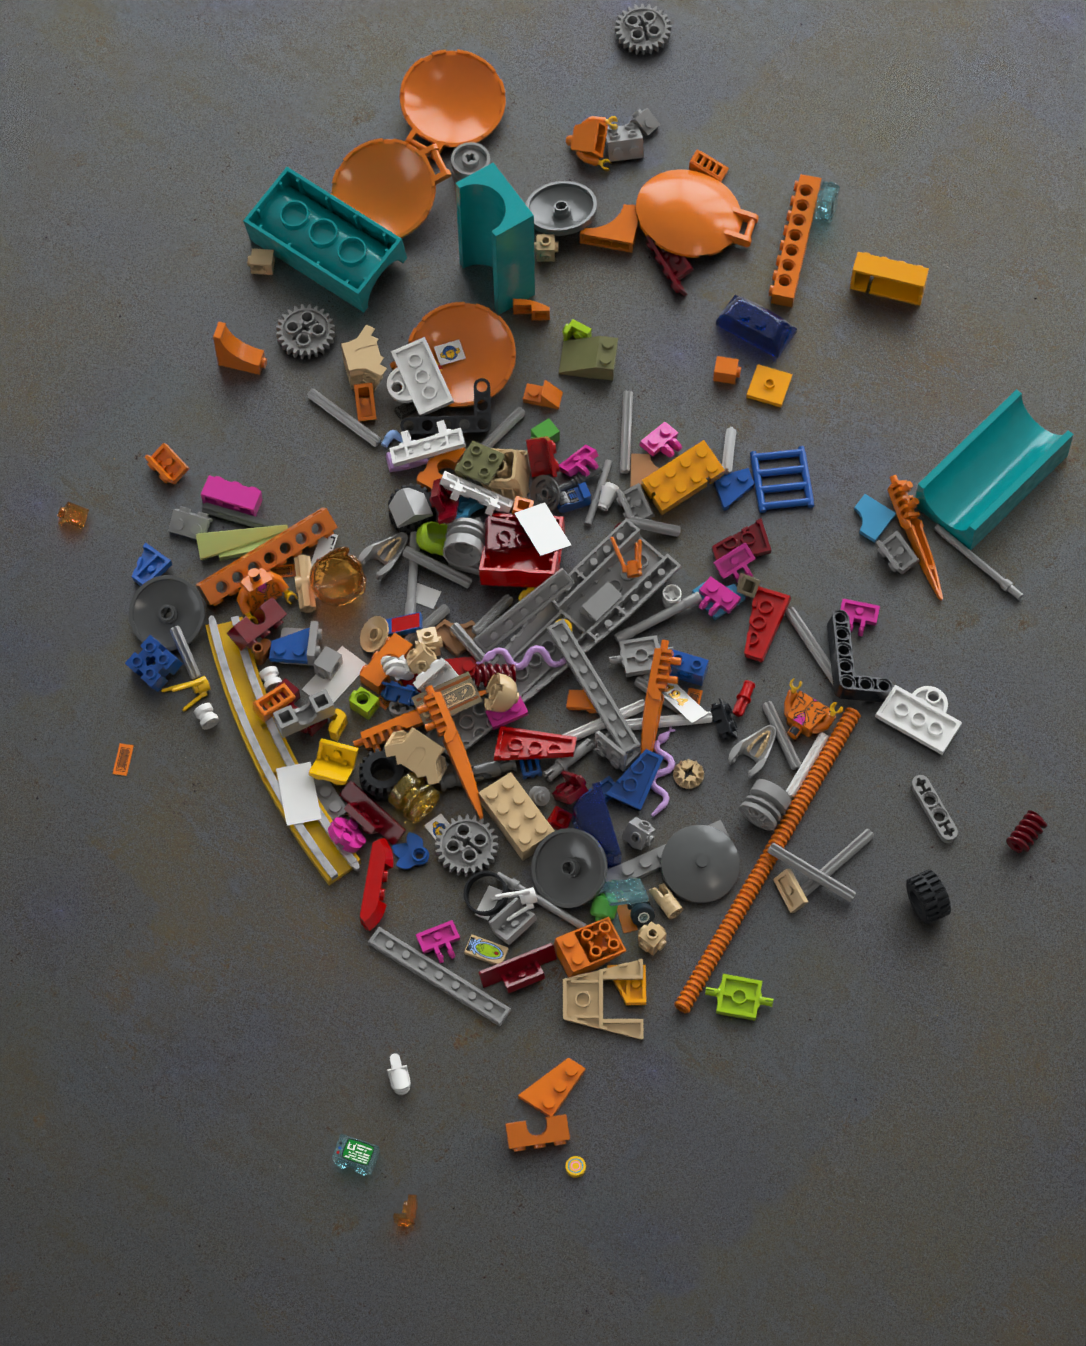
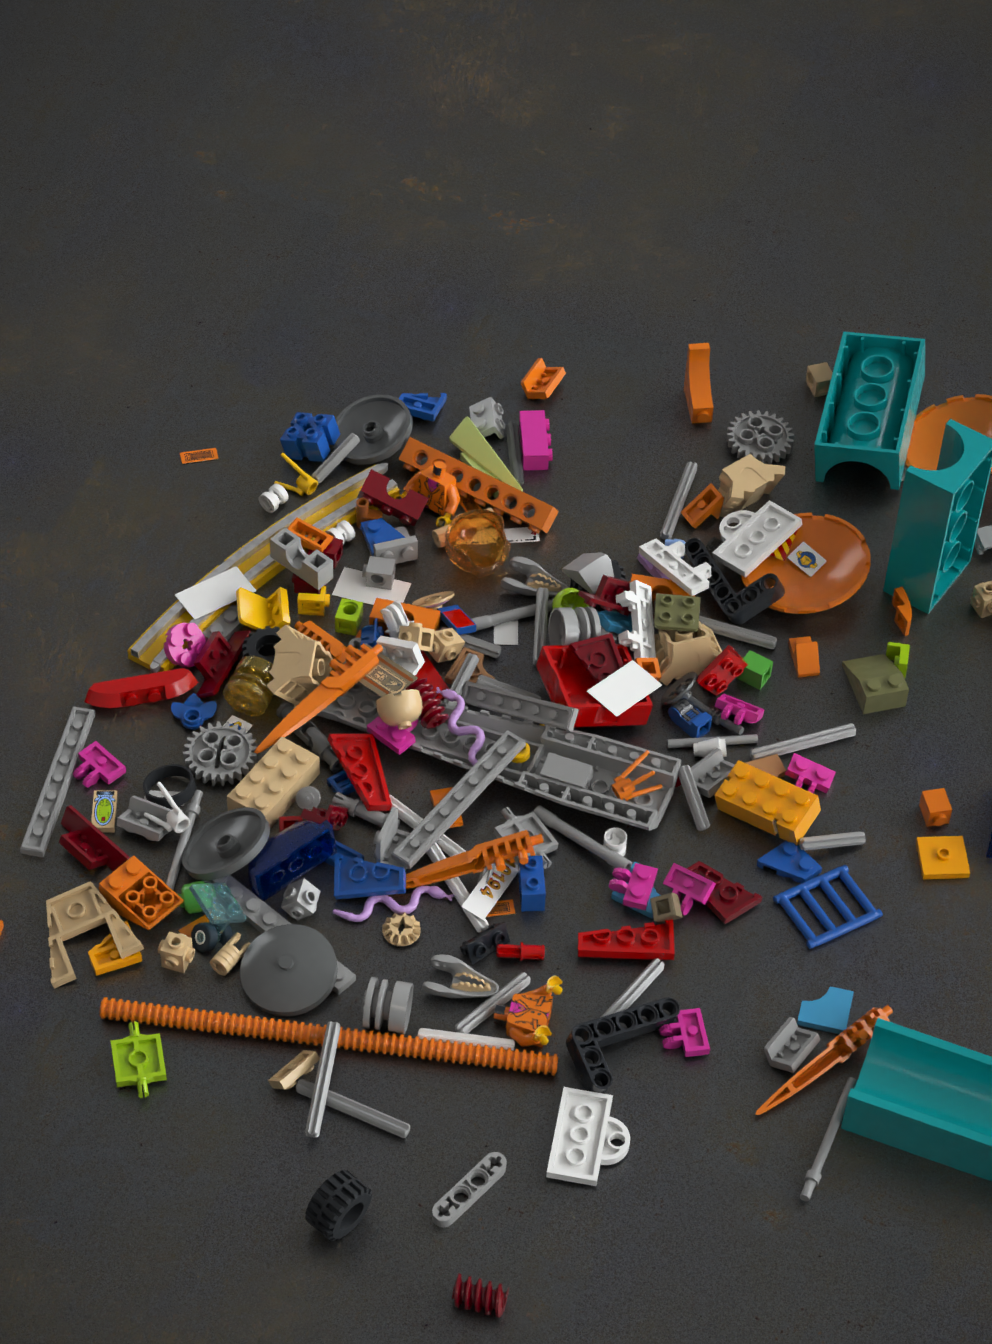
camera: 65 degrees right, 15 degrees down
(73, 514) = (447, 331): clear orange bracket -> none

